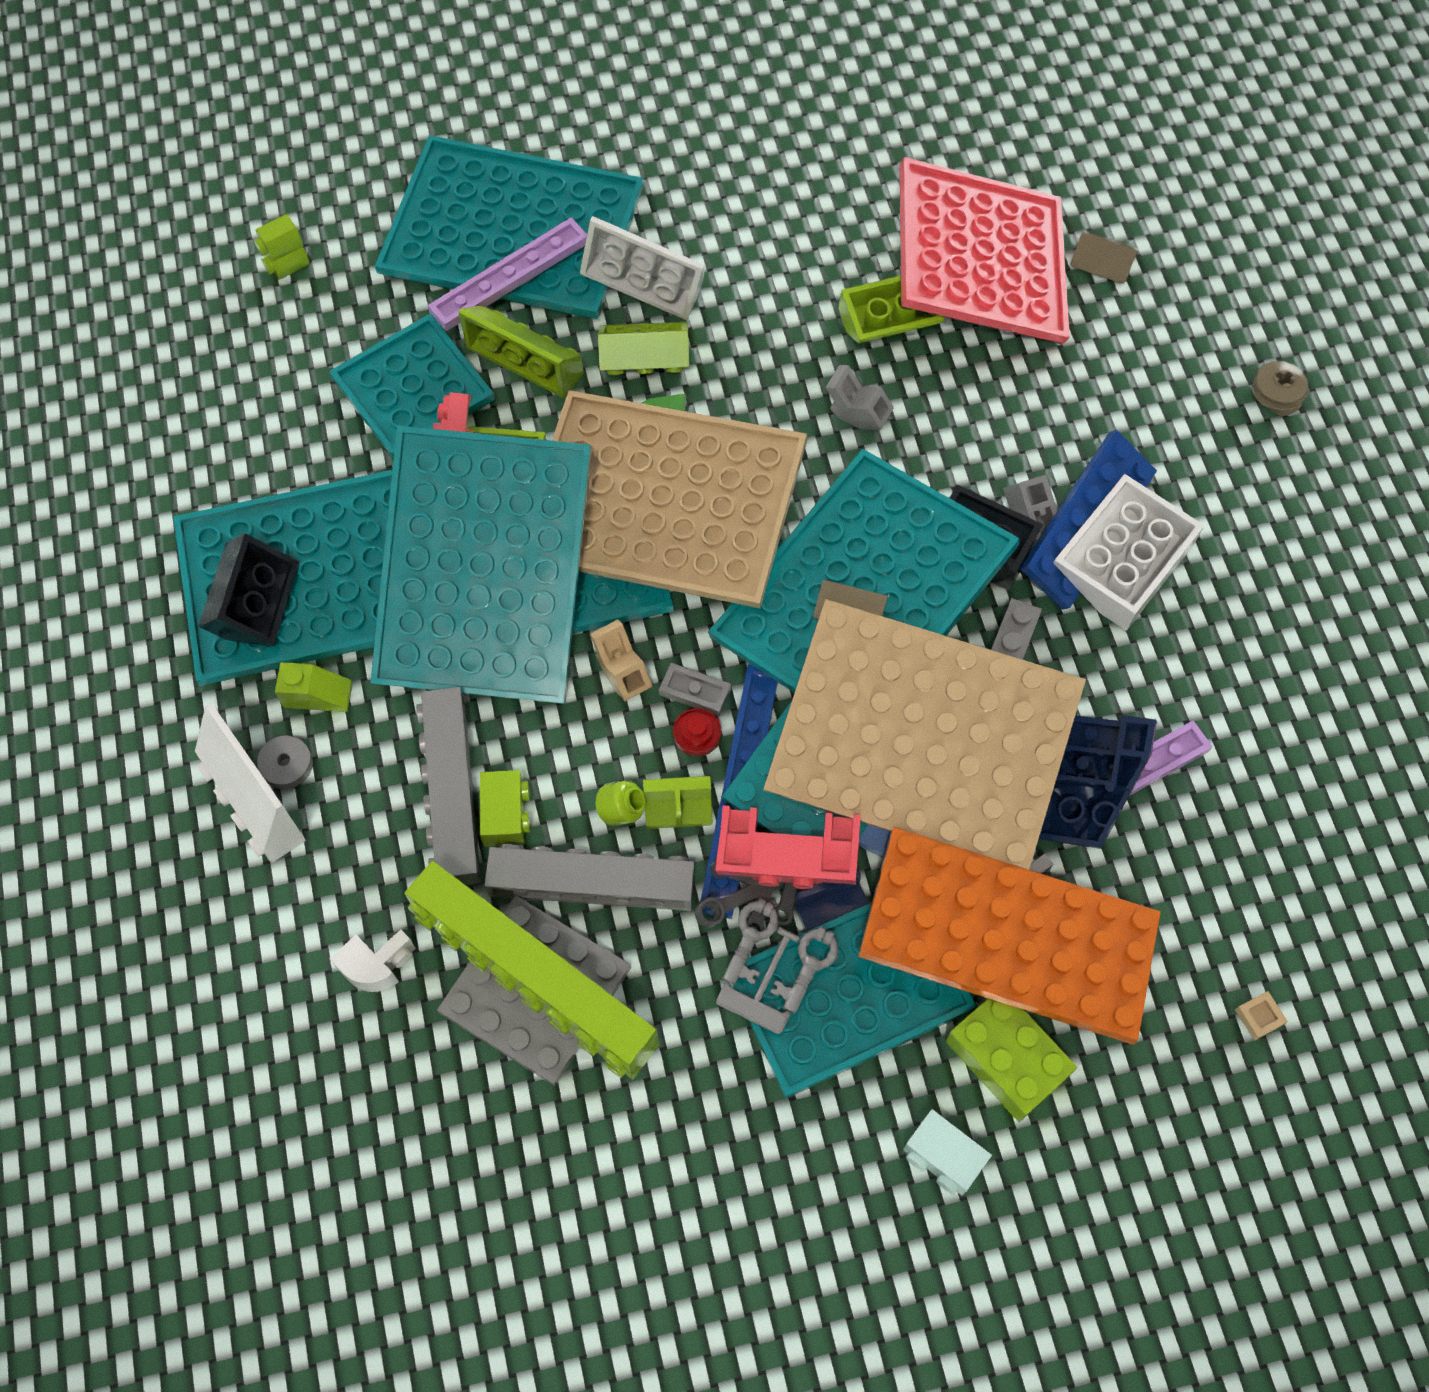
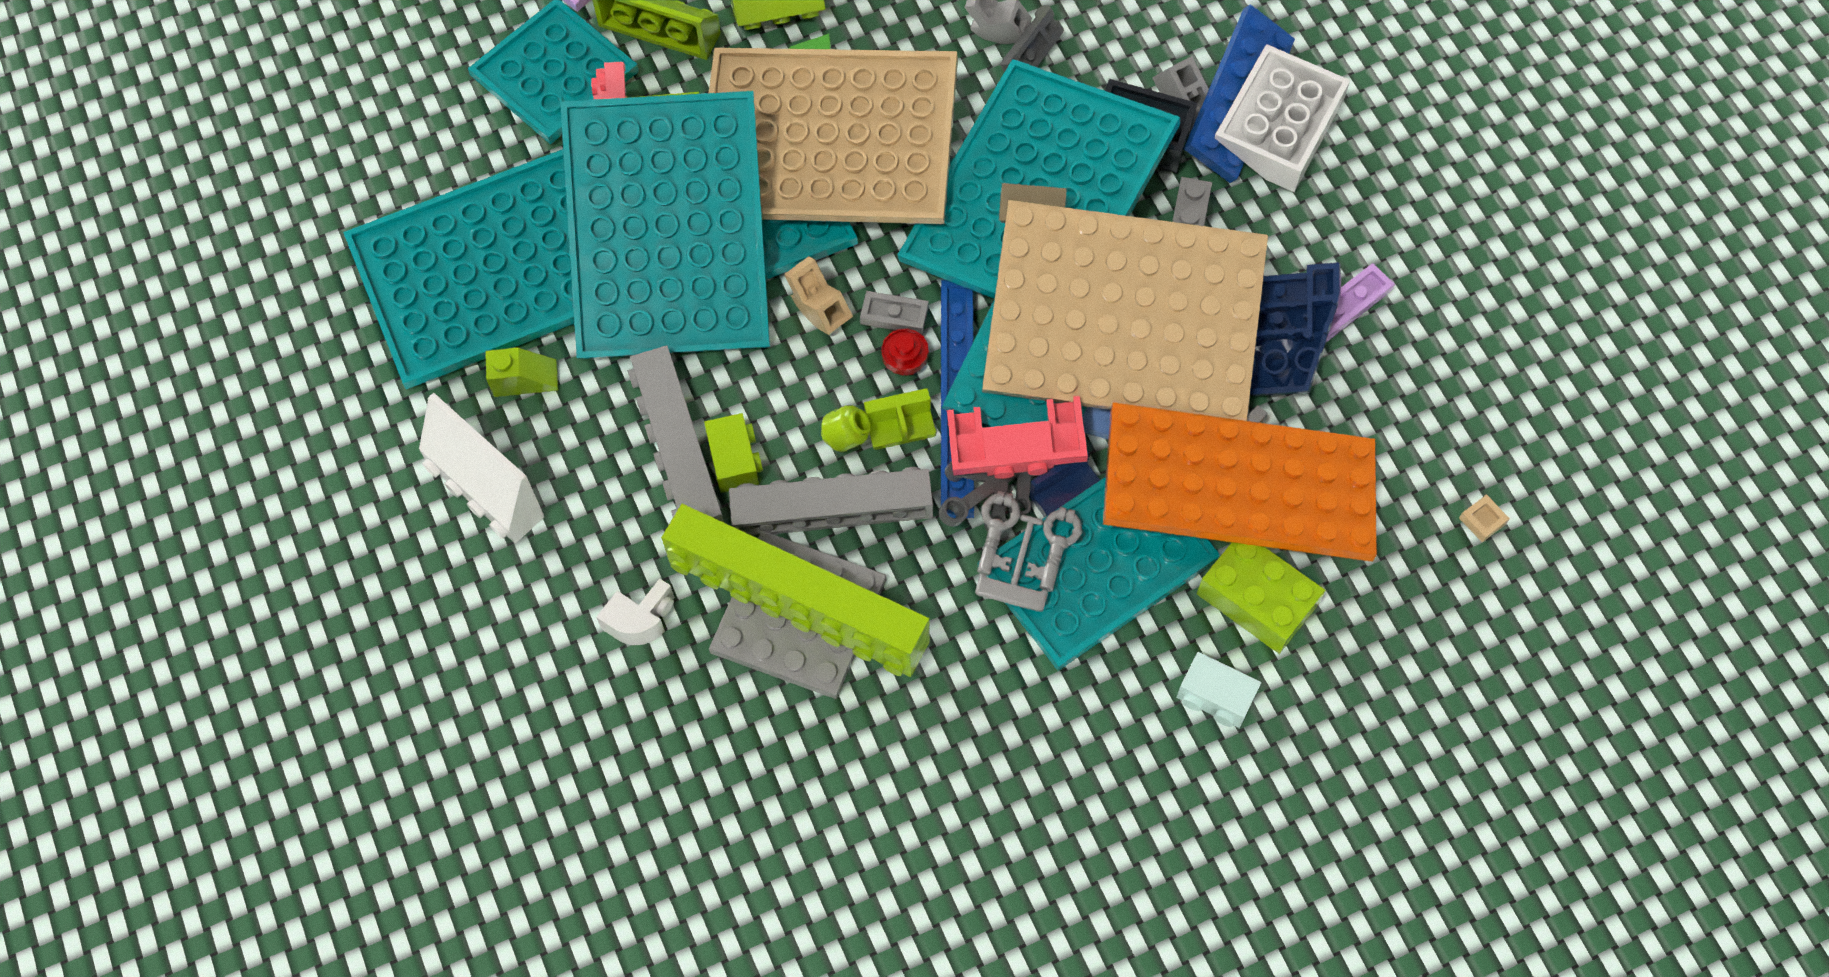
camera: 10 degrees left, 0 degrees up
(249, 592) = (438, 290): black slope -> none
(285, 748) = (512, 433): light grey piece -> none
(892, 431) = (1036, 39): none -> dark grey plate

